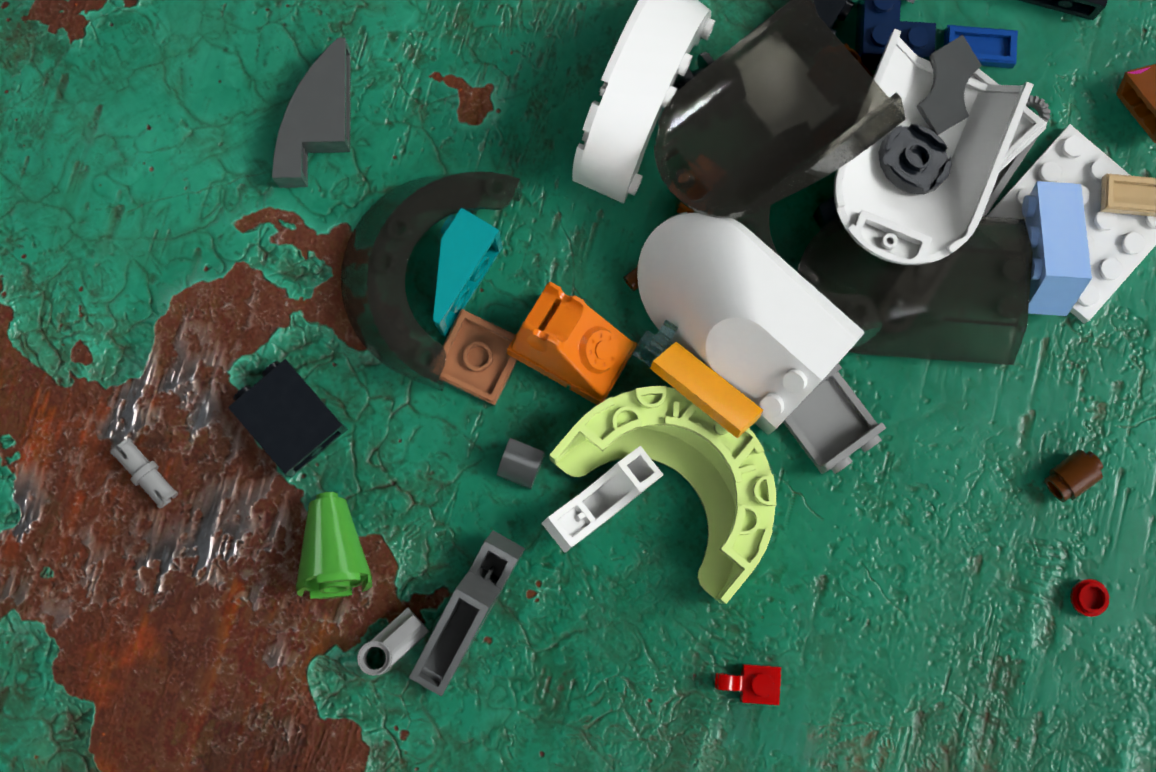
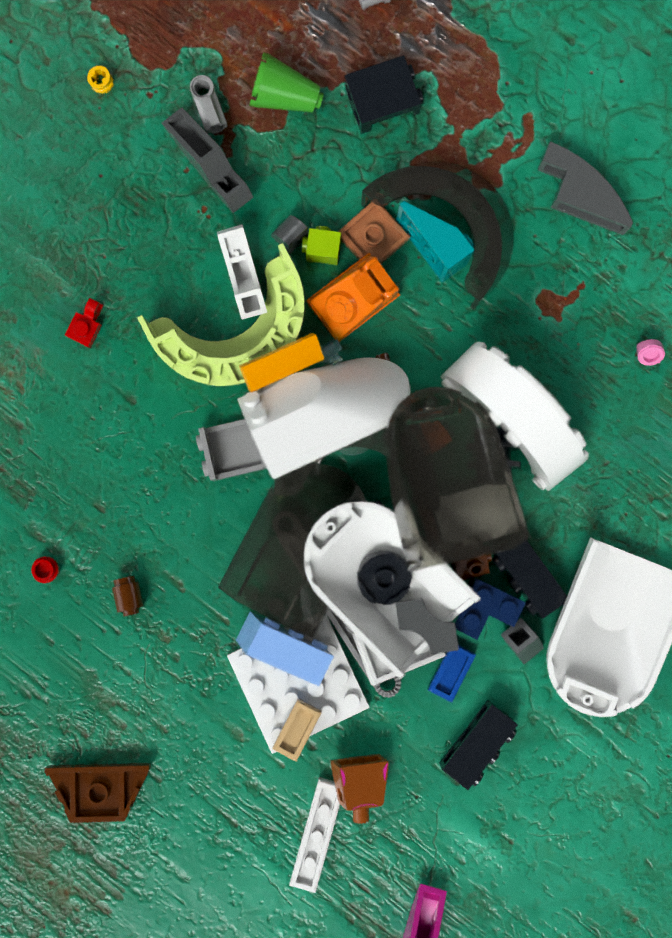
camera: 115 degrees right, 5 degrees up
(520, 414) = (322, 245): none -> lime brick

